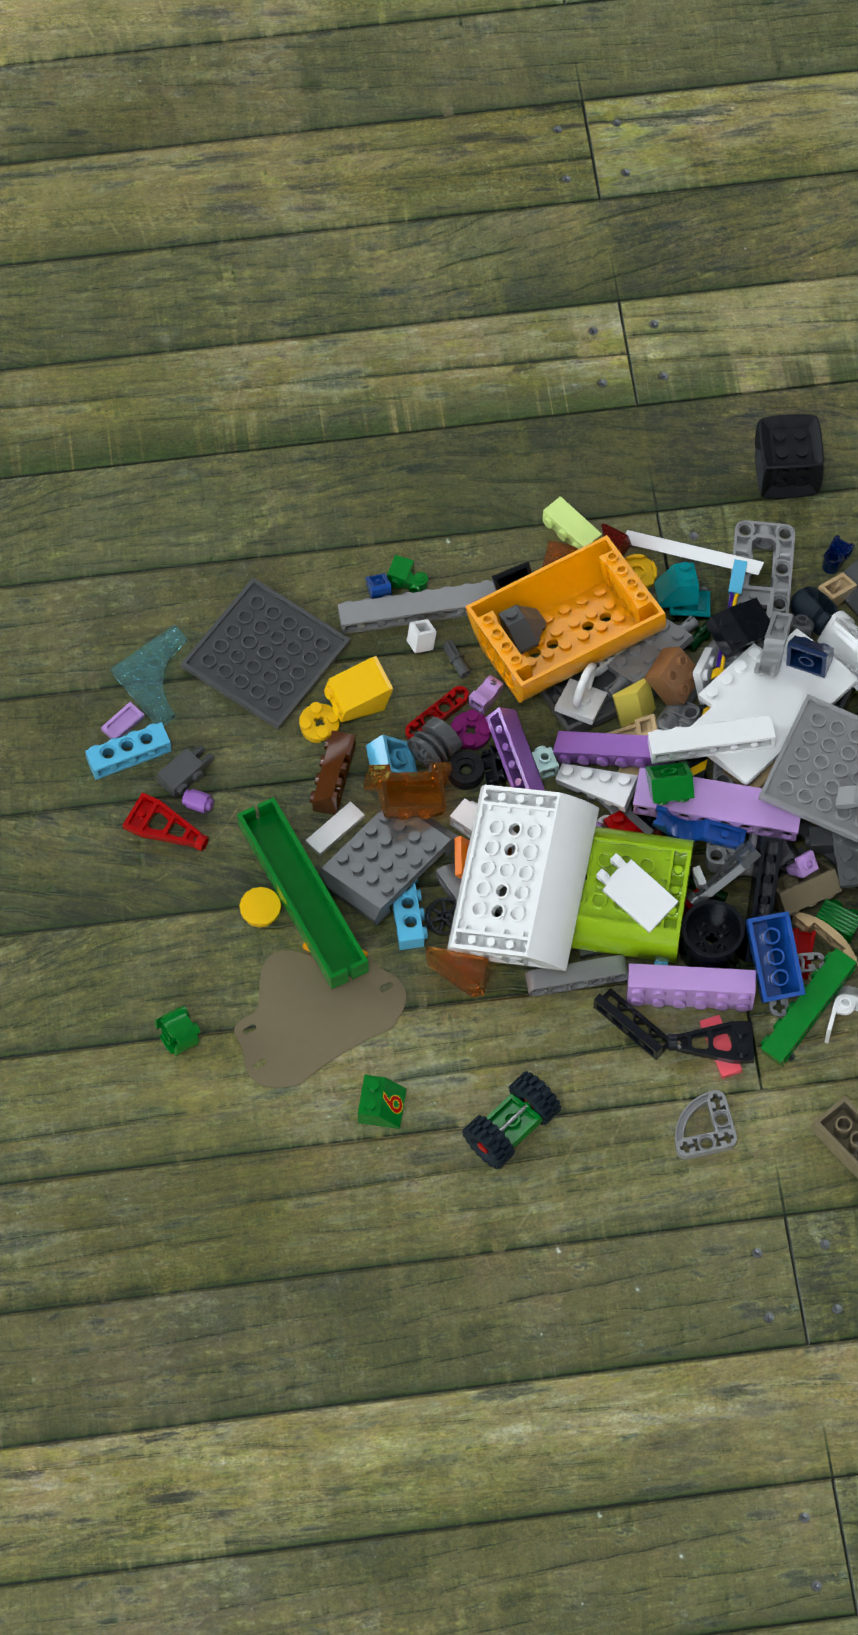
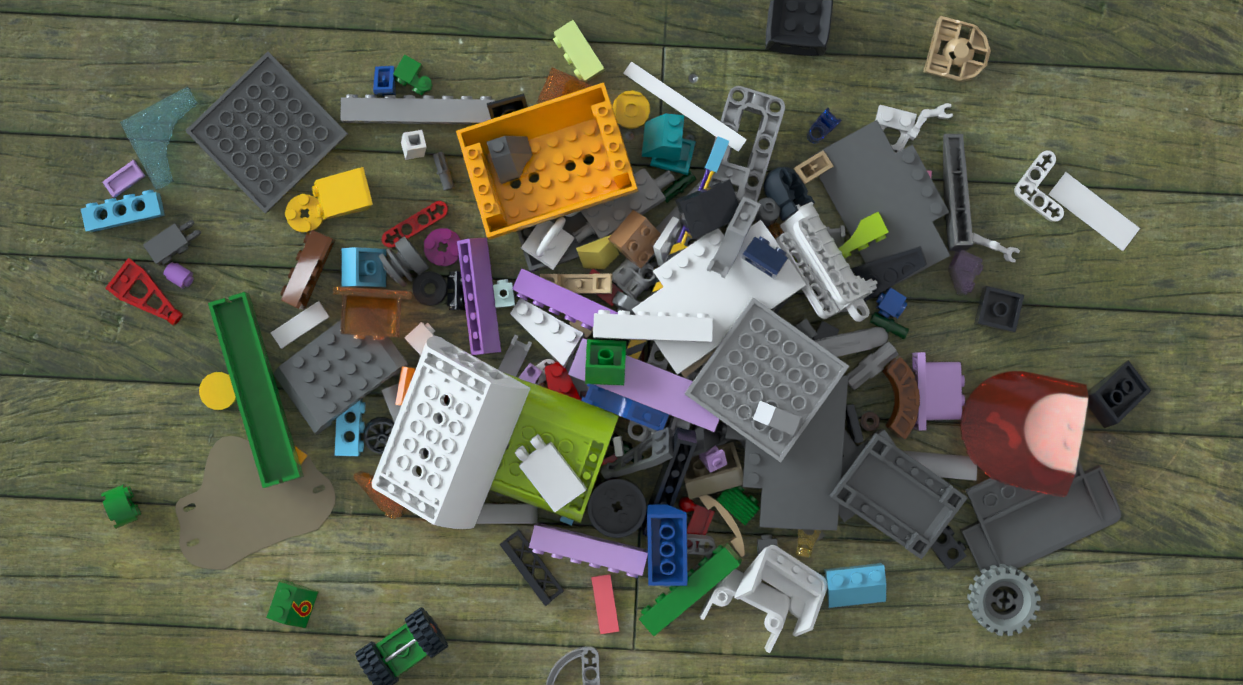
camera: 10 degrees right, 25 degrees up
(486, 694) = (463, 213): lavender leg -> none
(618, 538) = (615, 77): clear red slope -> none
(741, 1042) = (623, 609): black plate -> none

